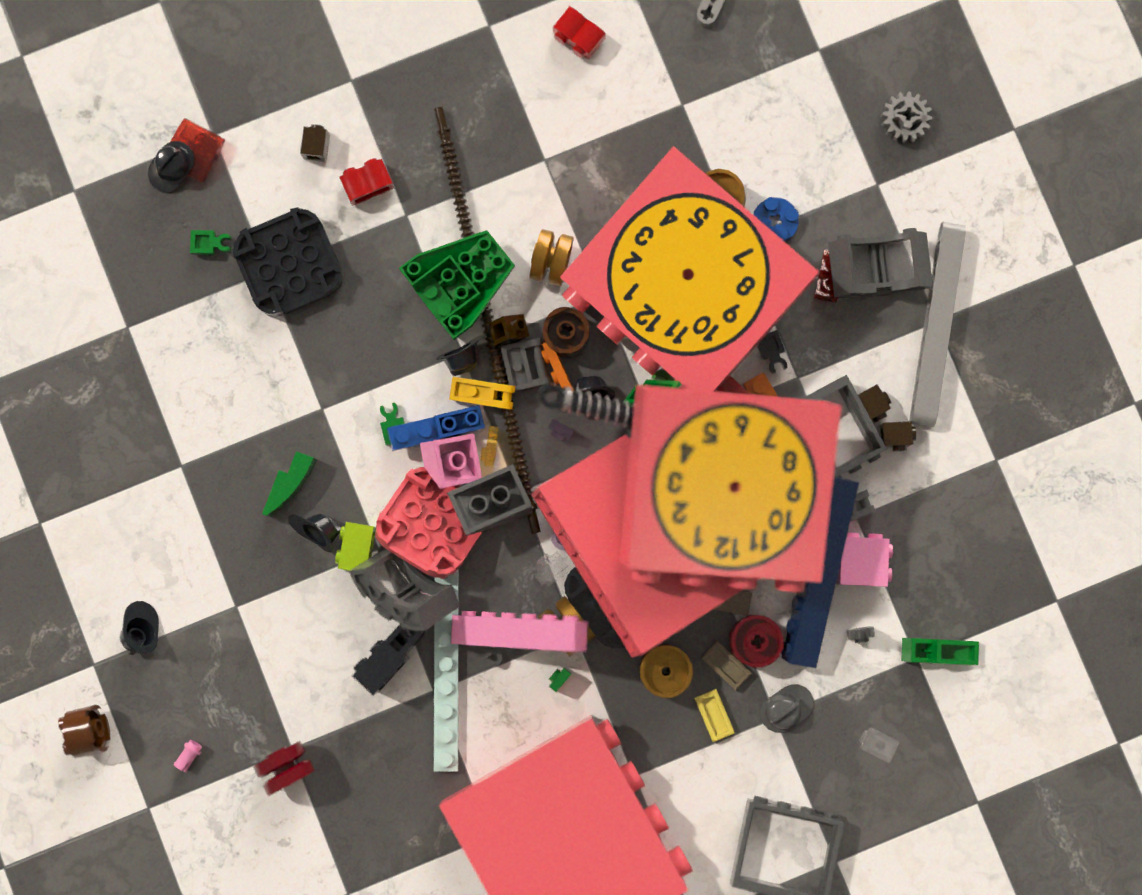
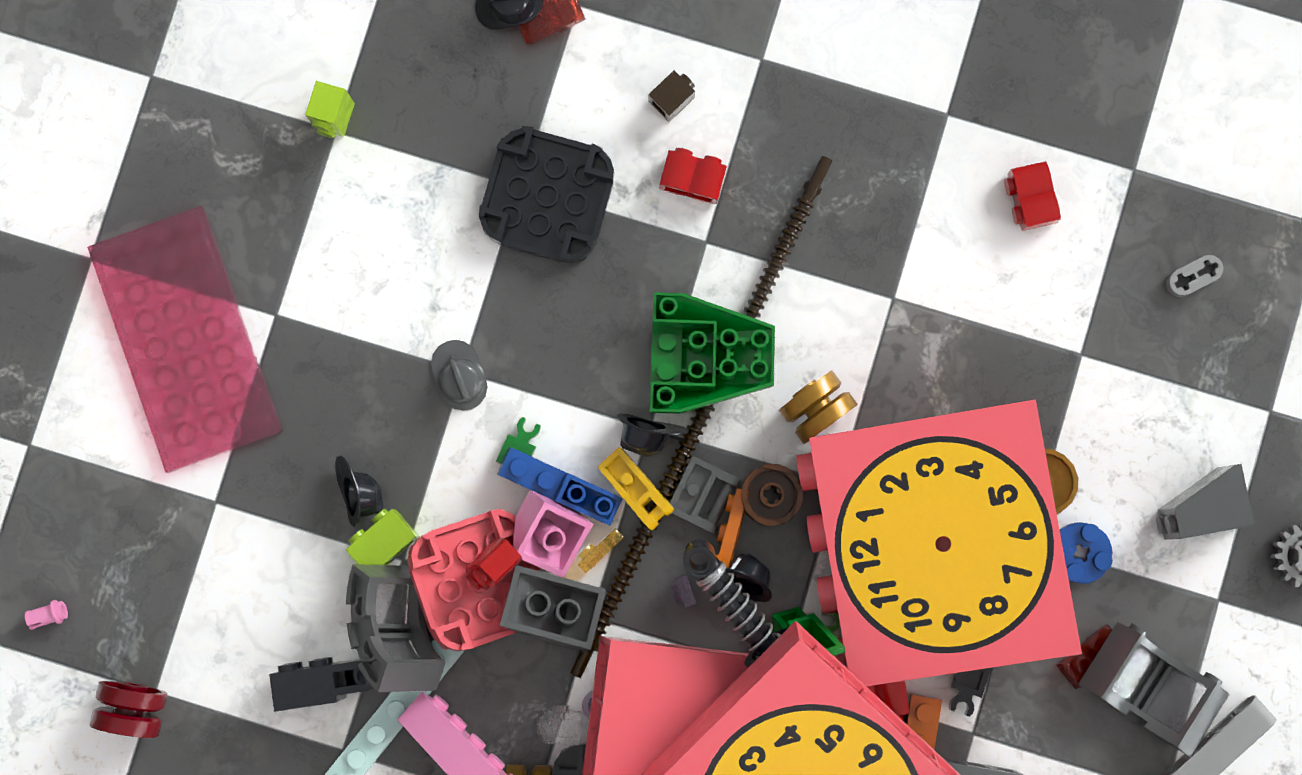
camera: 40 degrees right, 0 degrees up
(113, 314) = (329, 109): none -> lime brick
(137, 524) = (184, 339): none -> clear pink plate
(139, 628) = (102, 448): black piece -> none
(205, 242) = (482, 108): green plate -> none
(288, 484) = (367, 421): green slope -> none
(322, 412) = (459, 375): none -> dark grey piece
(433, 503) = (492, 564): none -> red brick
(508, 329) = (715, 445): dark brown brick -> none
(827, 132) = (1208, 506): none -> dark grey slope

